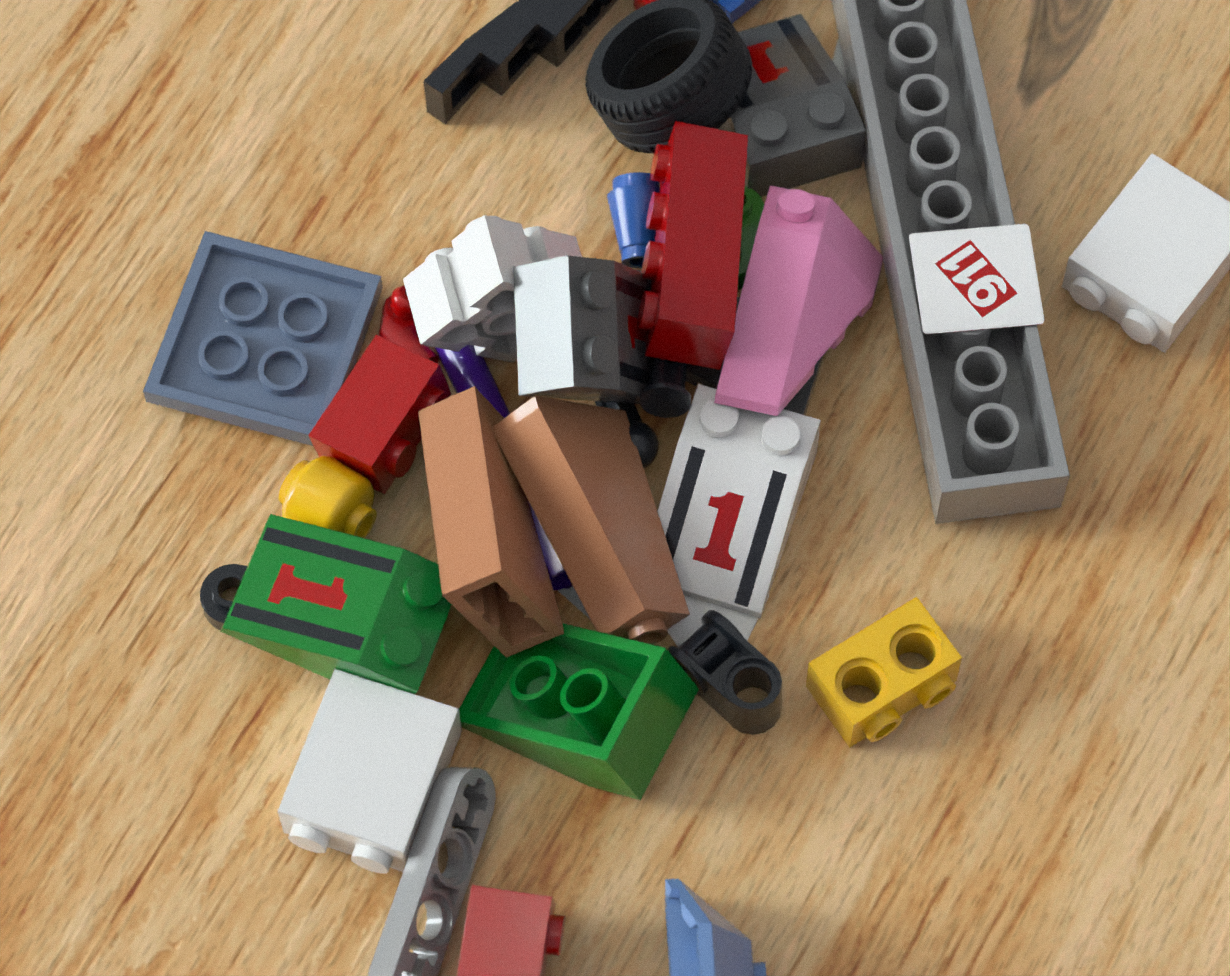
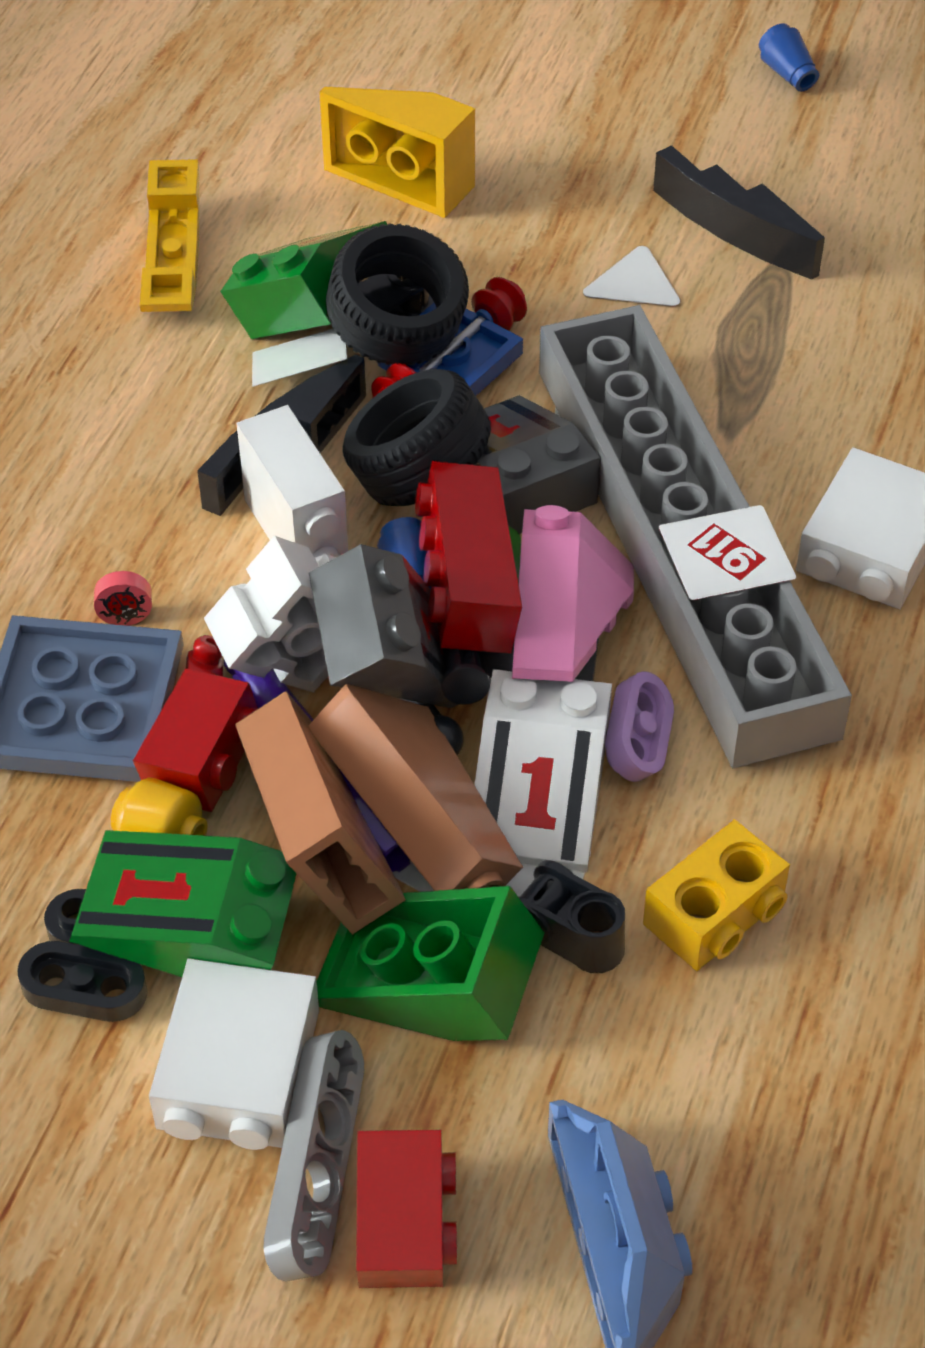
camera: 10 degrees left, 15 degrees down
(231, 671) = (85, 982): none -> black plate
(324, 224) = (122, 598): none -> coral tile
(523, 128) = (291, 483): none -> white brick
(845, 471) = (639, 726): none -> lavender plate

